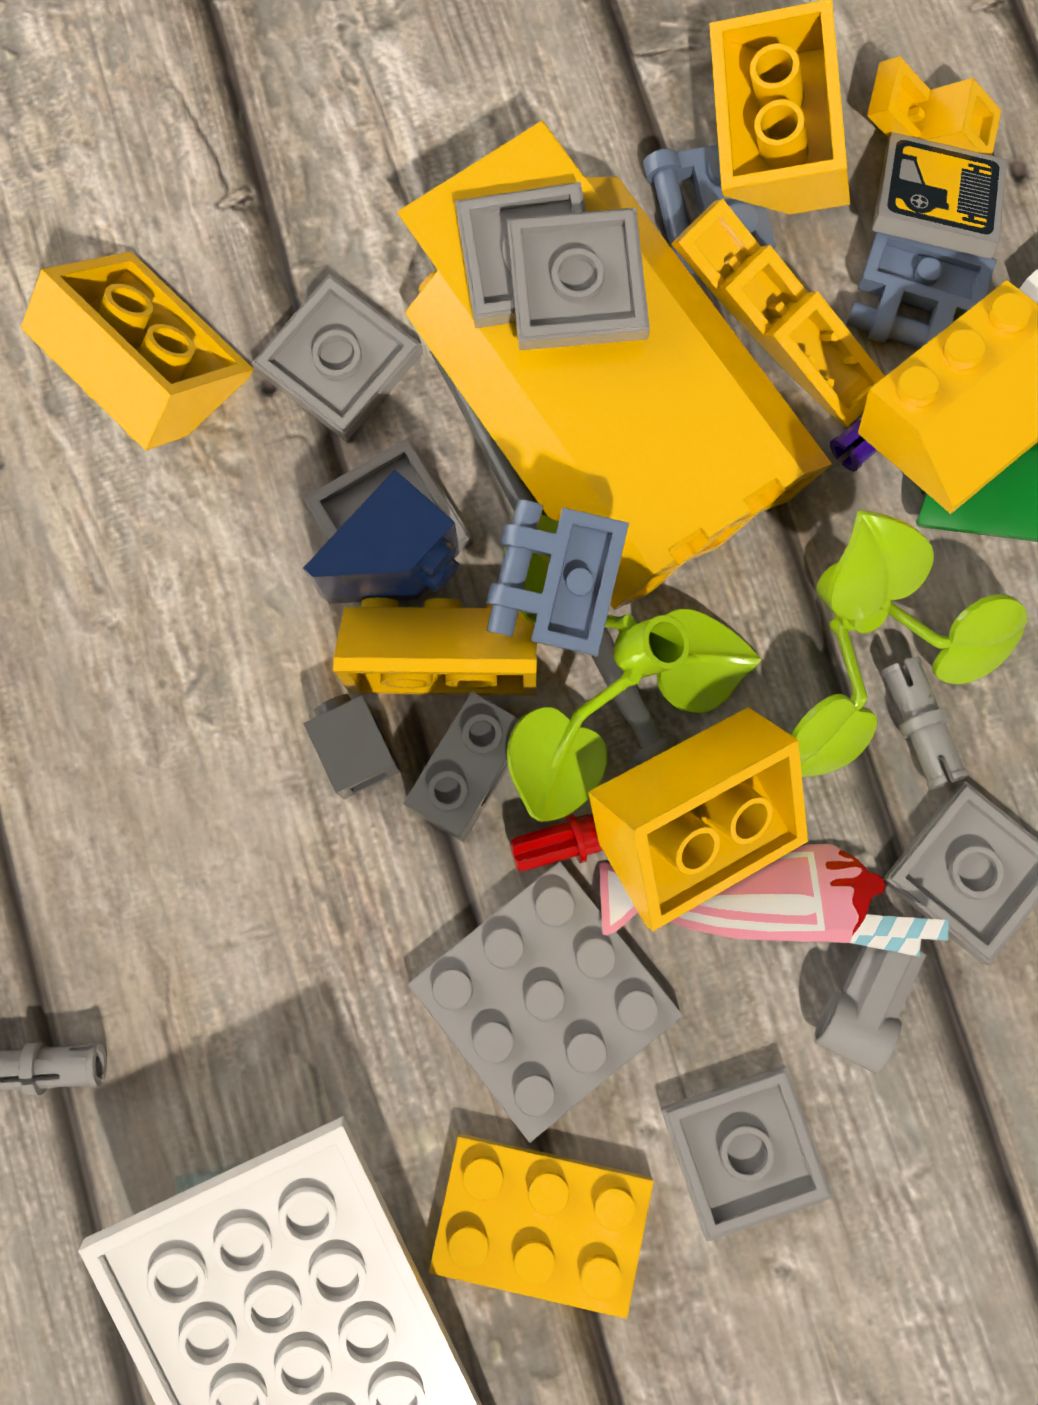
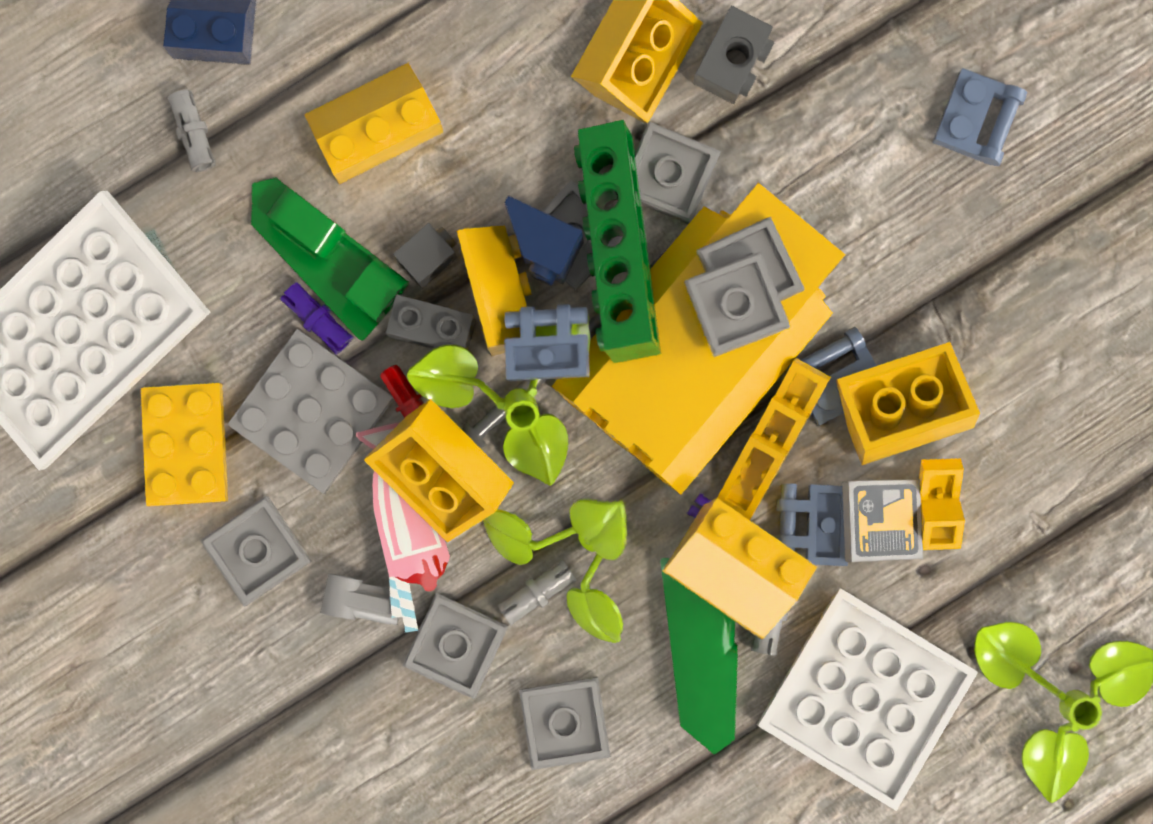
camera: 70 degrees right, 5 degrees up
(119, 769) = (374, 123): none -> yellow slope
(171, 187) = (741, 33): none -> dark grey brick
(272, 416) = (639, 334): none -> green brick
(311, 904) = (327, 259): none -> green panel
(399, 948) = (316, 318): none -> dark purple pin

